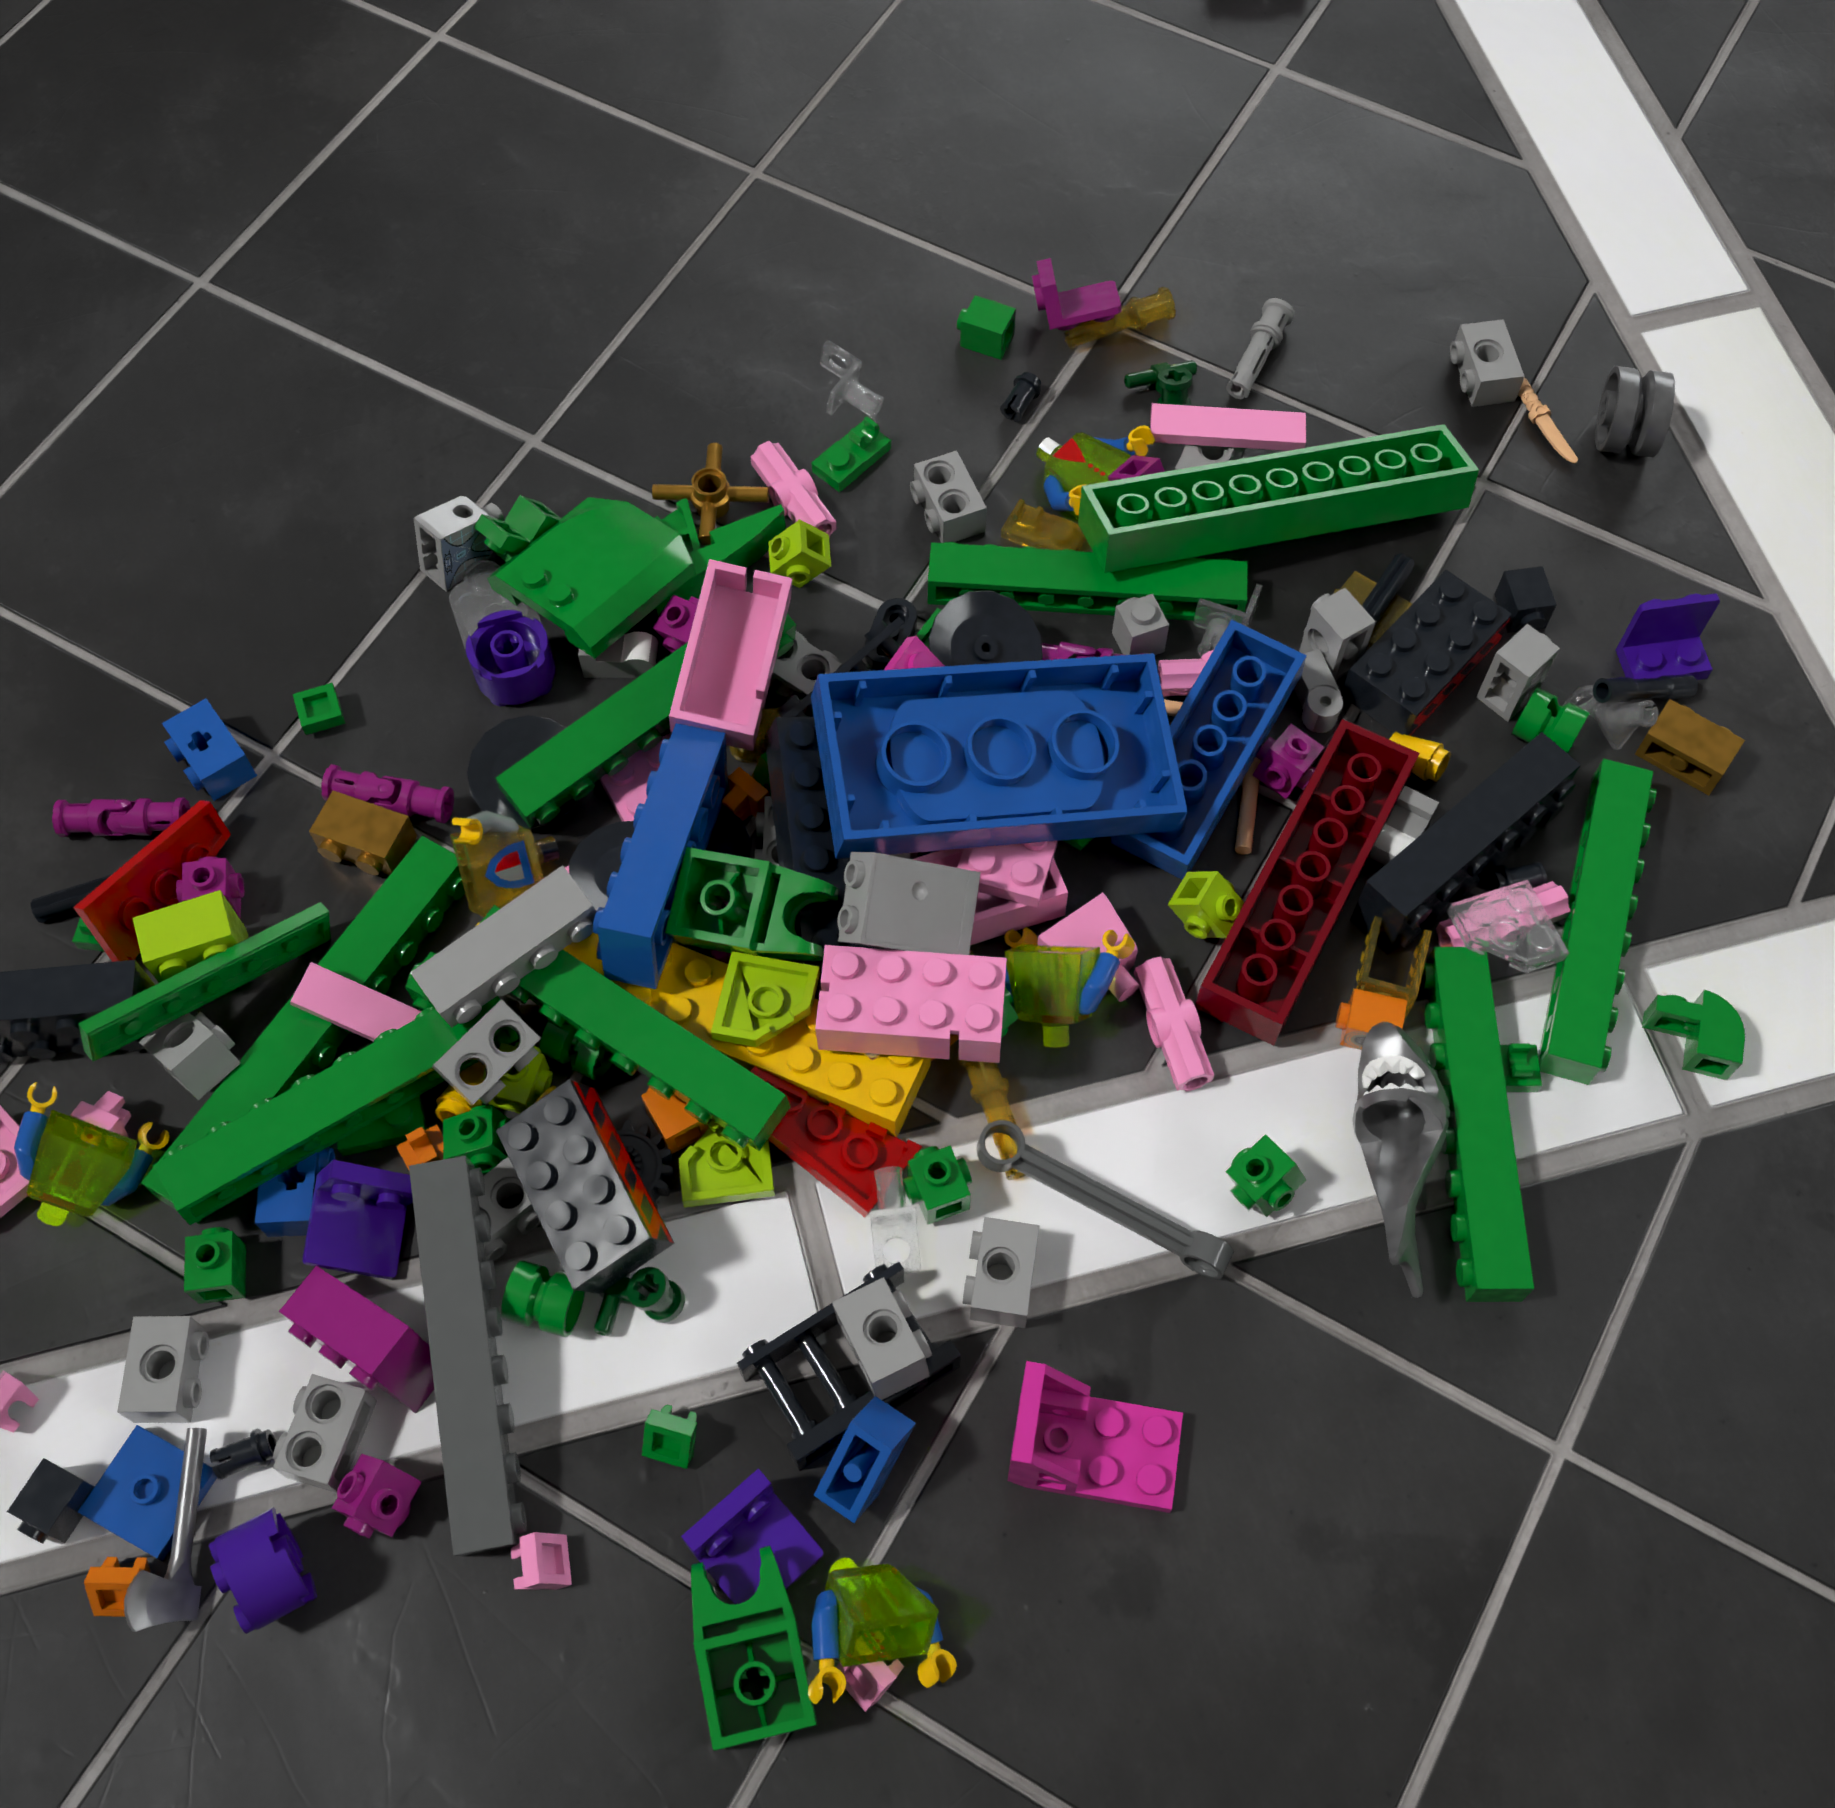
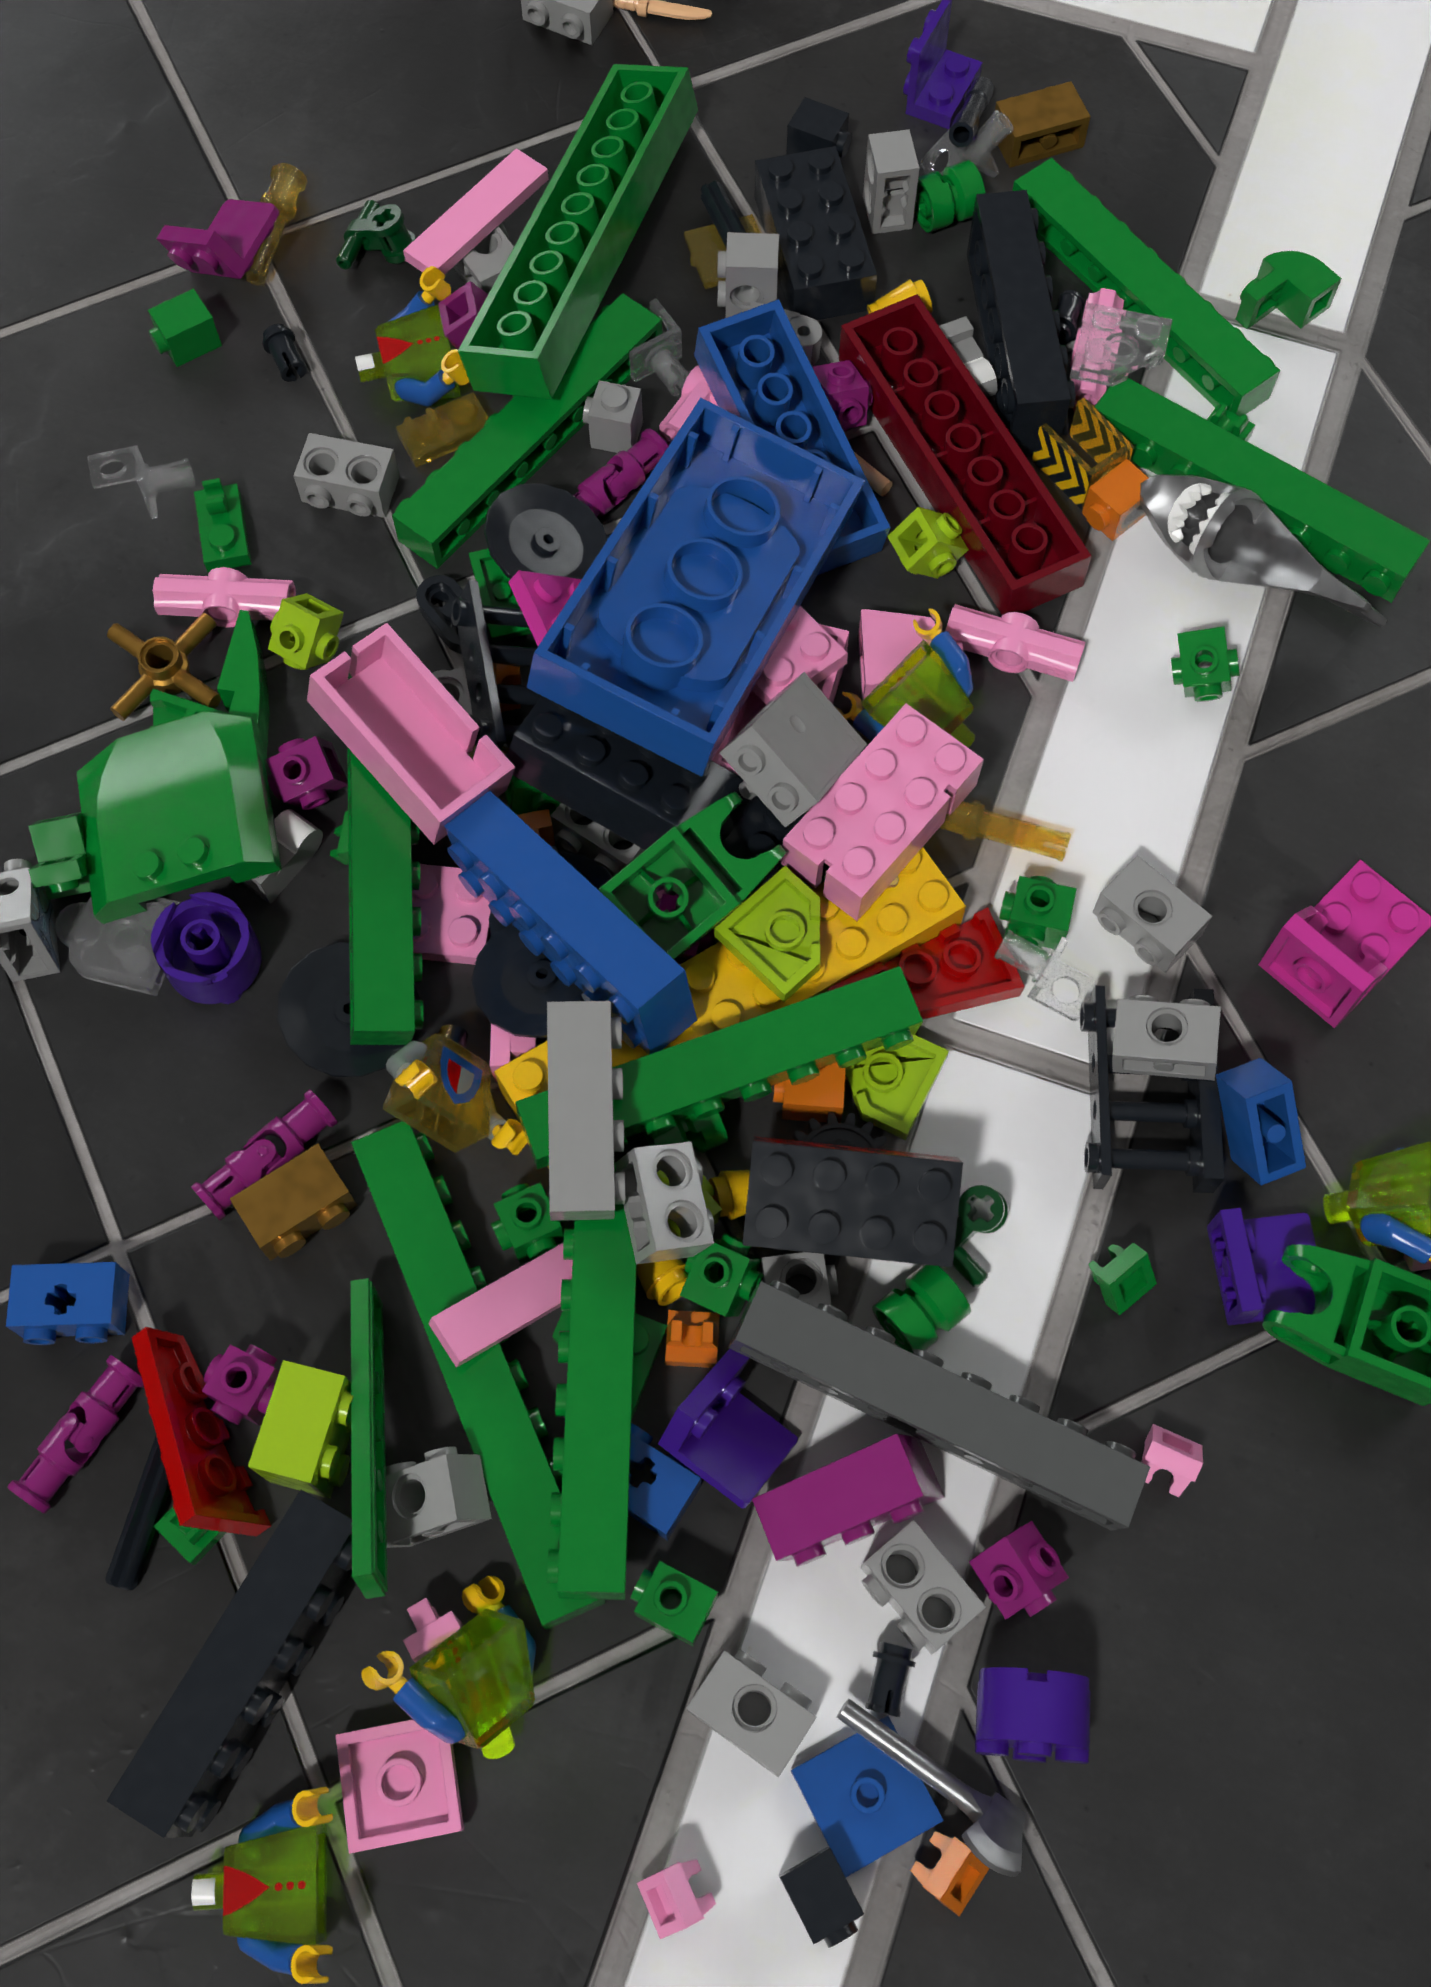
camera: 55 degrees left, 5 degrees up
(318, 708) = (106, 1166): green plate -> none
(1196, 1249) = (1229, 757): dark grey piece -> none
(1264, 337) = (393, 133): light grey pin -> none

